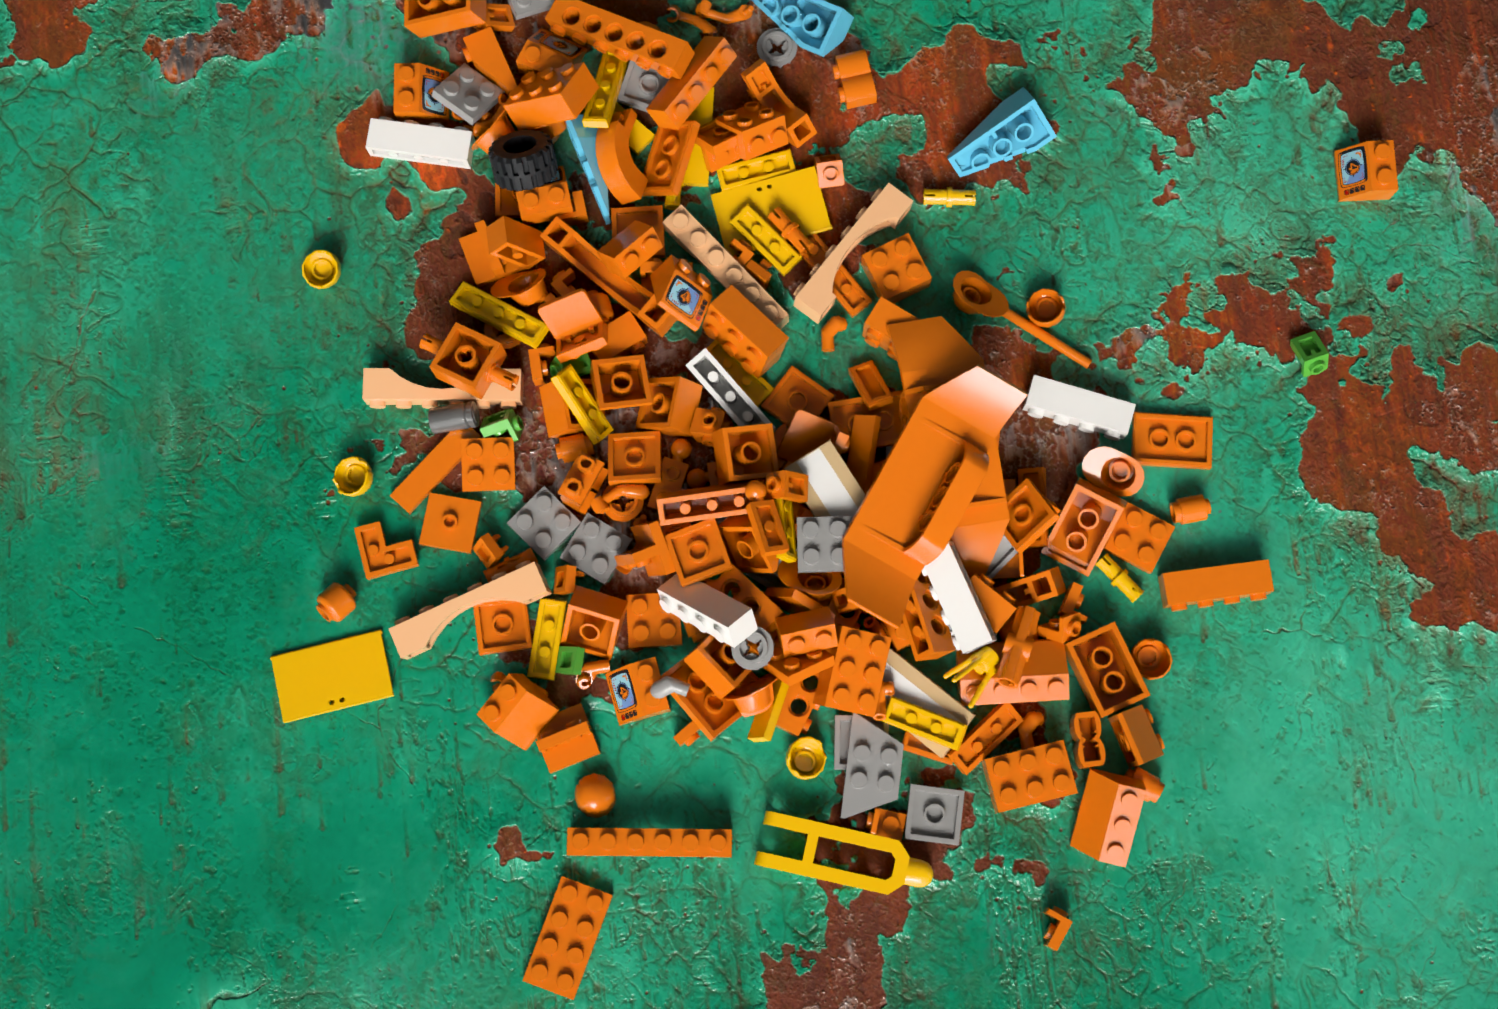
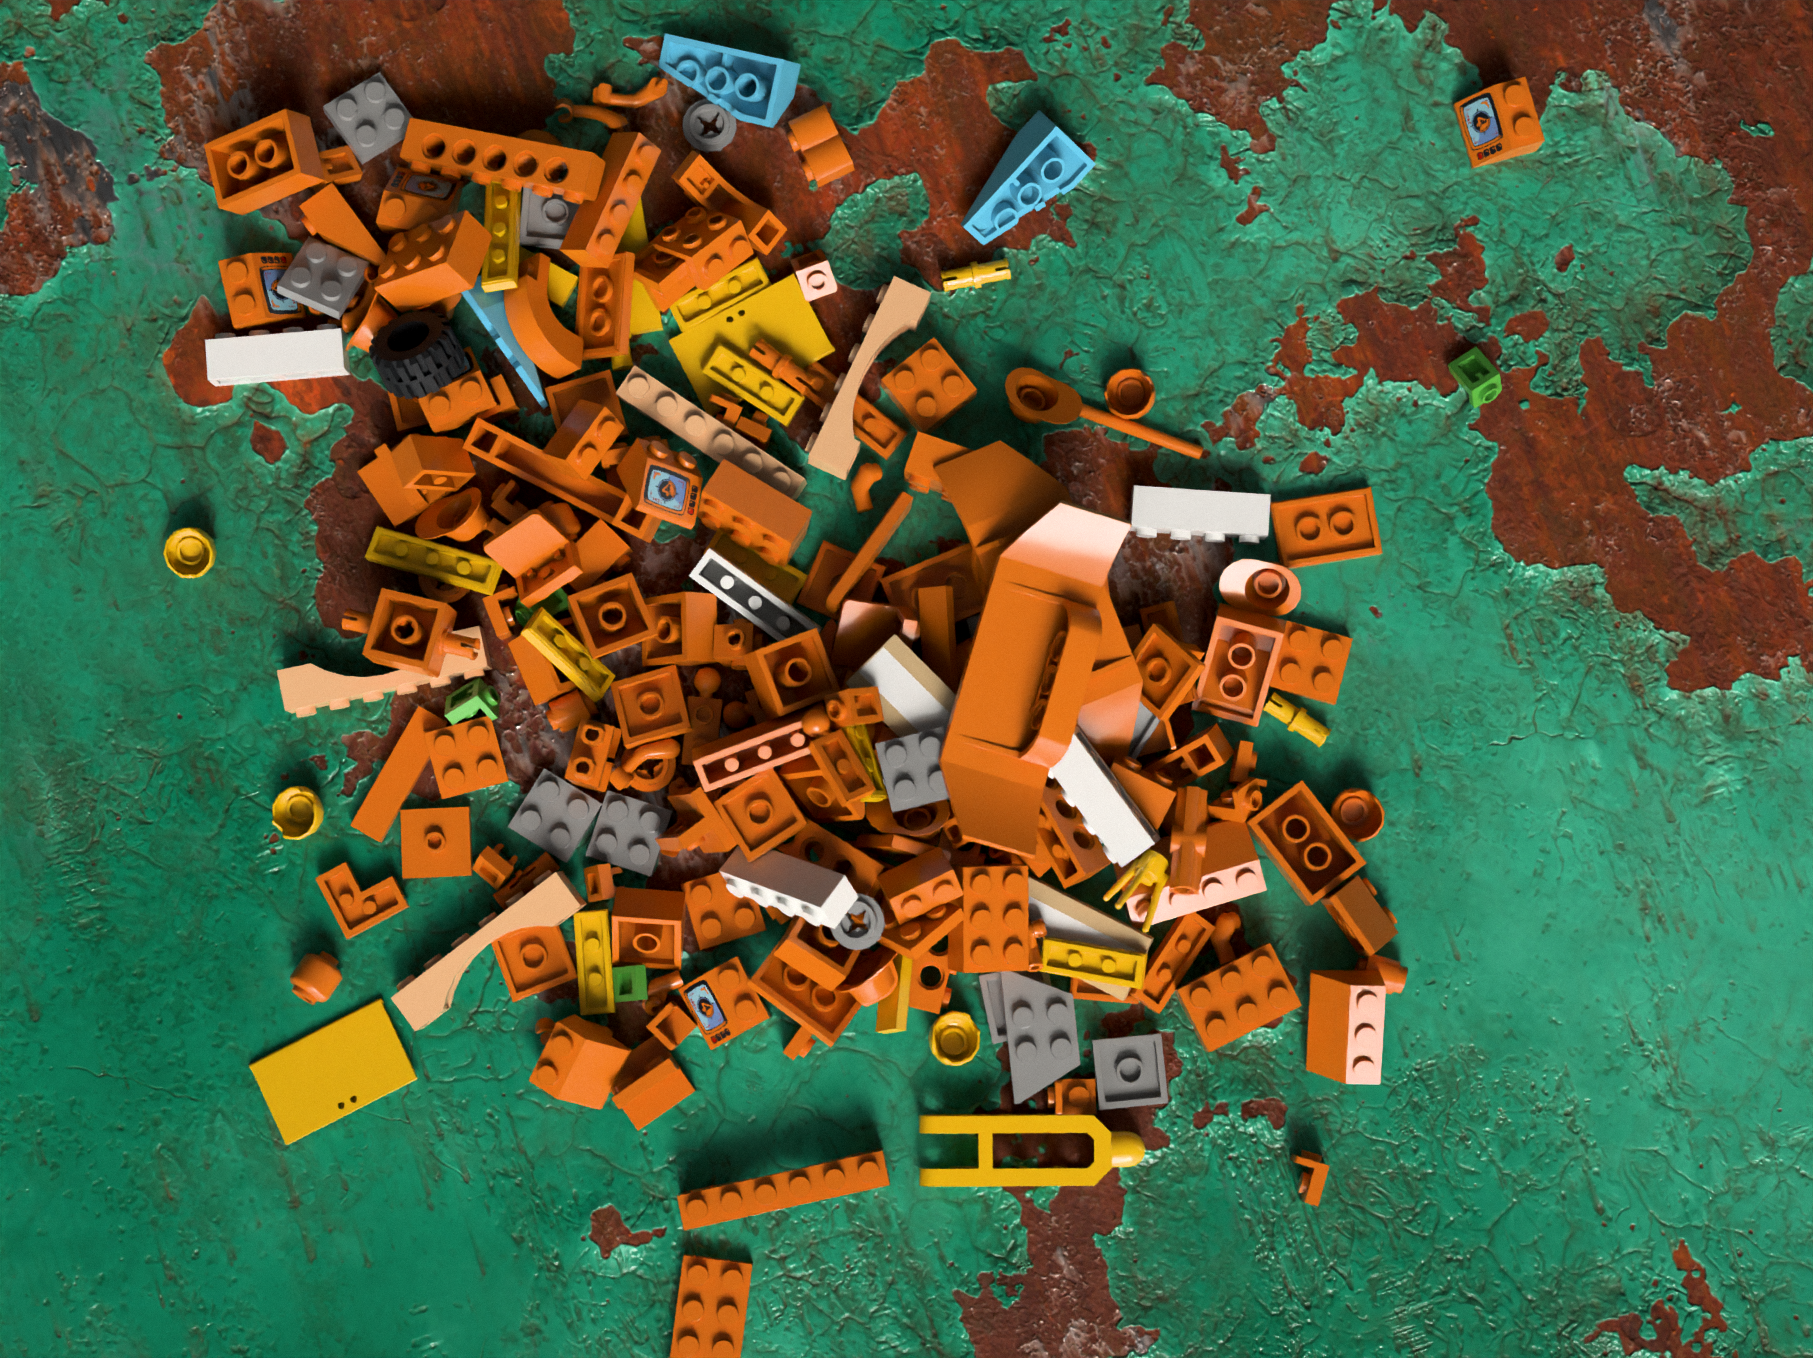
camera: 15 degrees left, 5 degrees up
(453, 417) = (408, 708): dark grey piece -> none
(594, 699) = (671, 1025): none -> orange panel
(595, 795) = (701, 1145): orange hair -> none
(667, 686) = (762, 991): light grey arm -> none
(824, 380) = (868, 552): none -> orange tile
(870, 385) = (930, 544): orange tile -> none
(1085, 731) = (1302, 945): orange brick -> none
(1190, 509) = (1366, 612): orange brick -> none
(1214, 584) = (1419, 700): orange brick -> none

